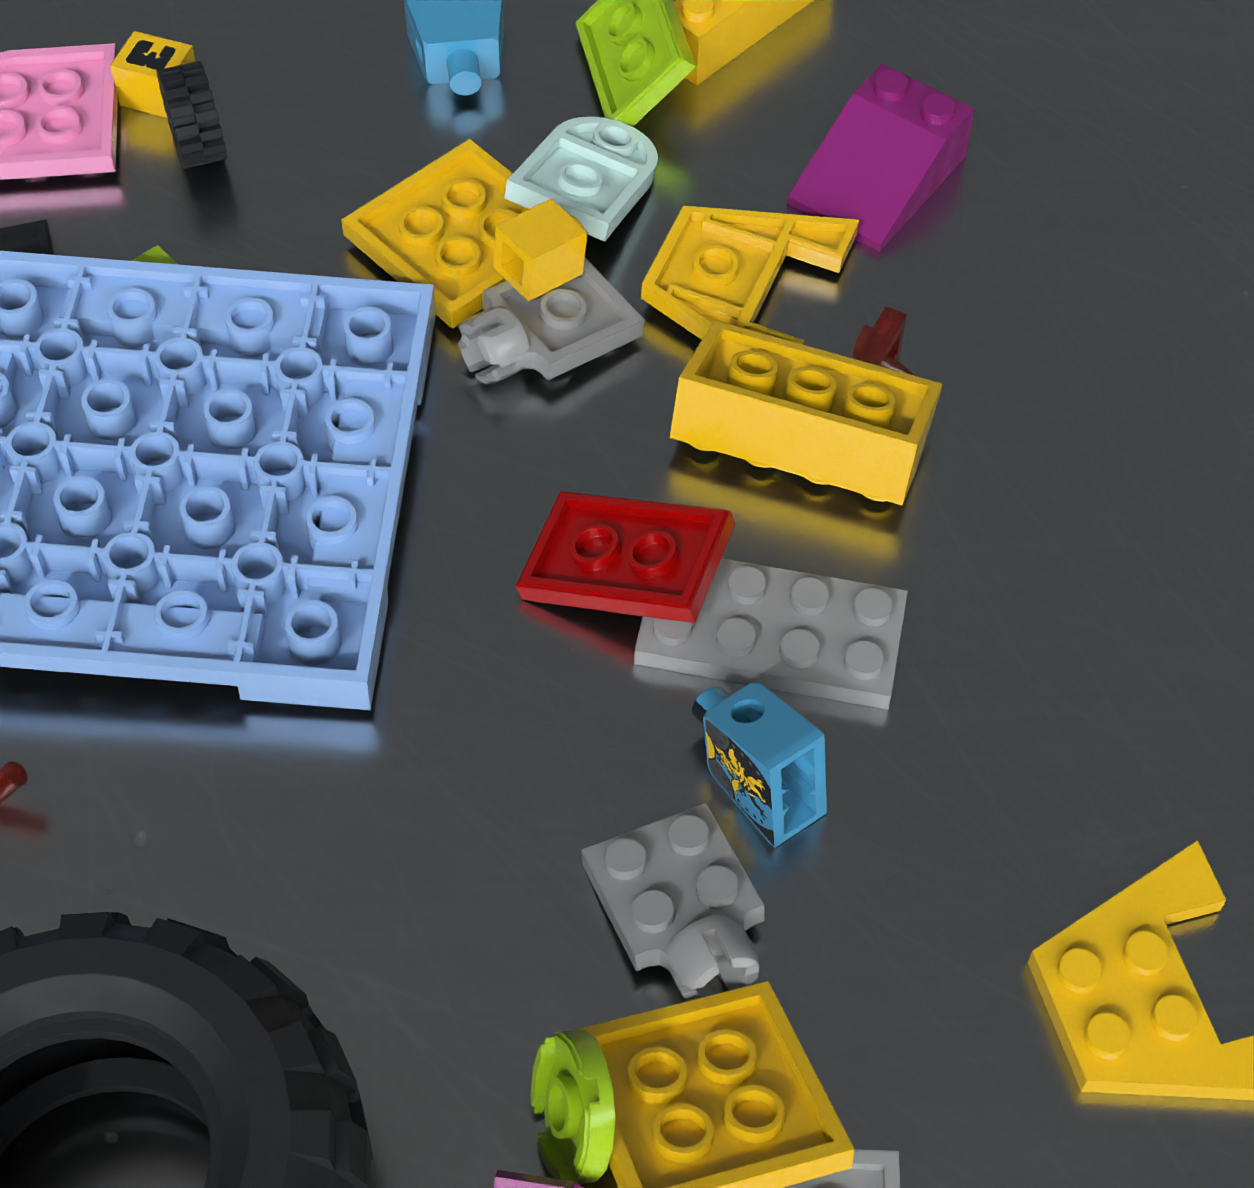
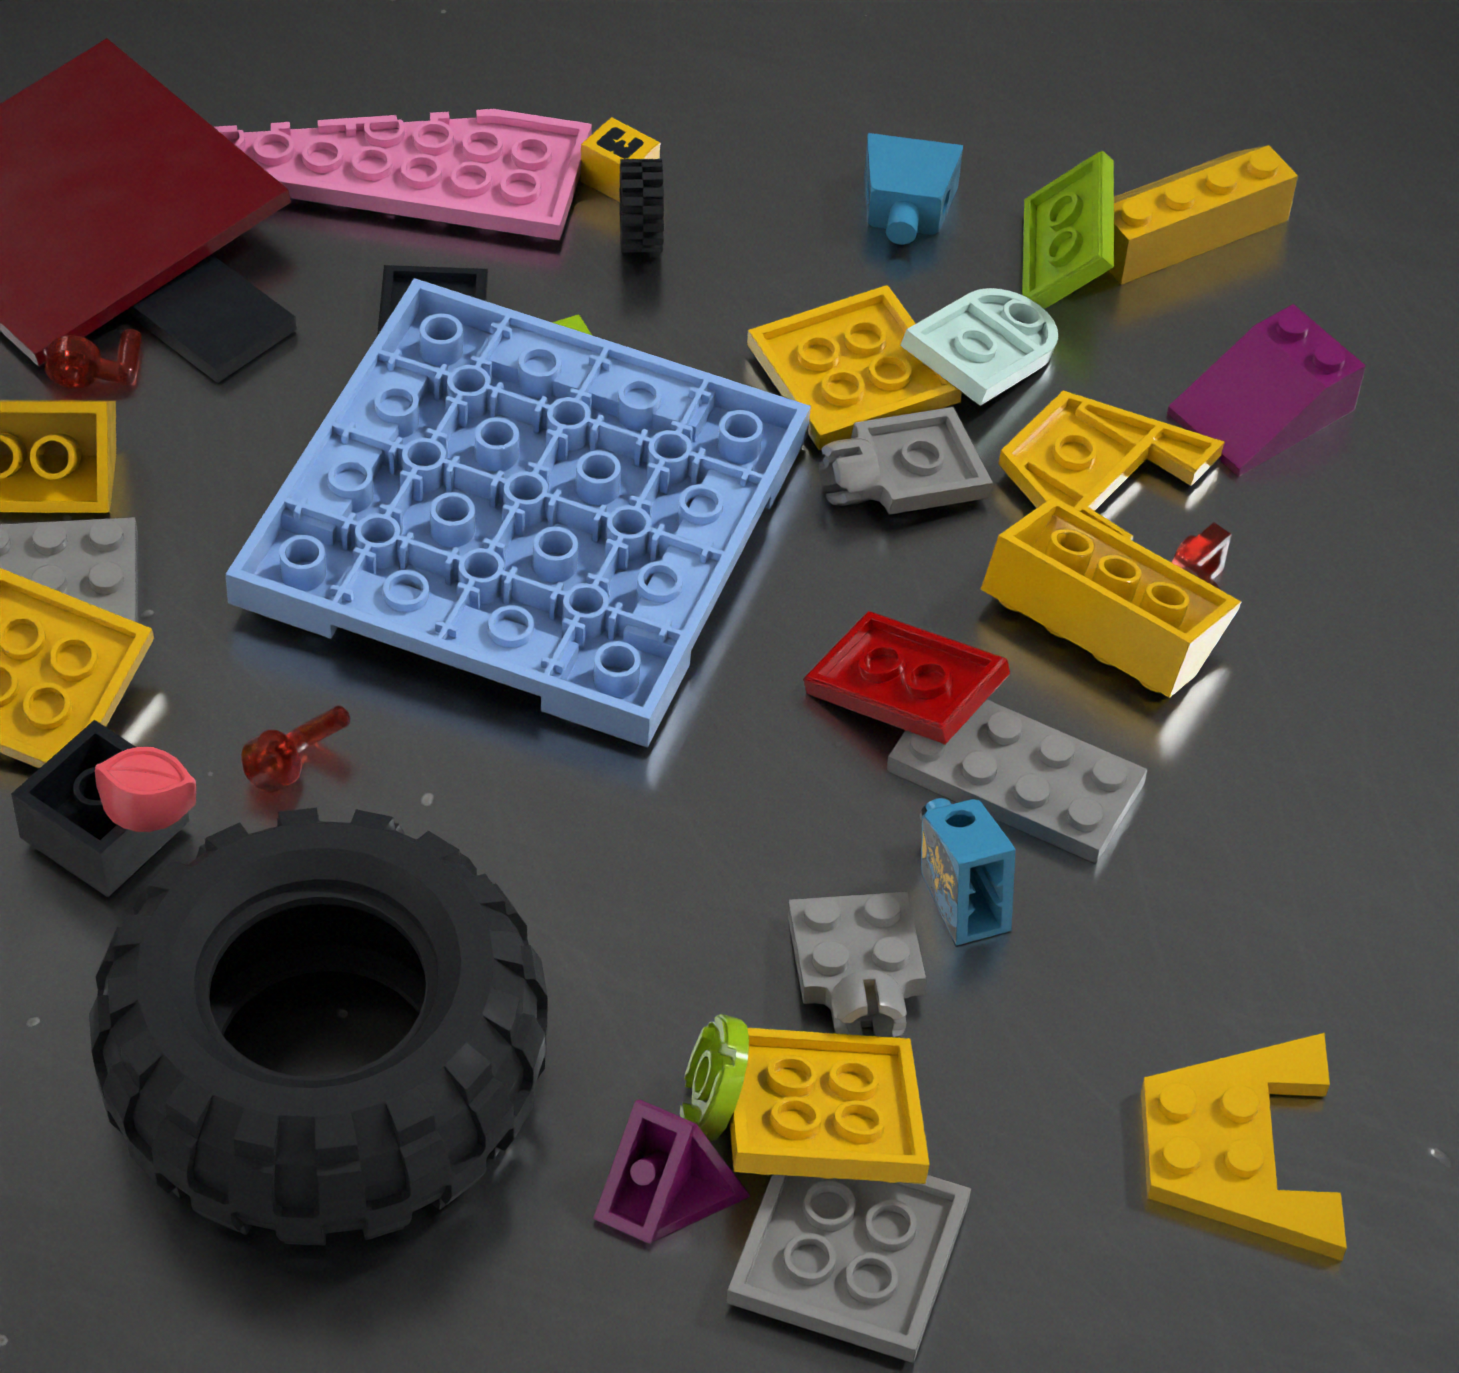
camera: 15 degrees right, 5 degrees down
(540, 249) = (915, 397): yellow brick -> none

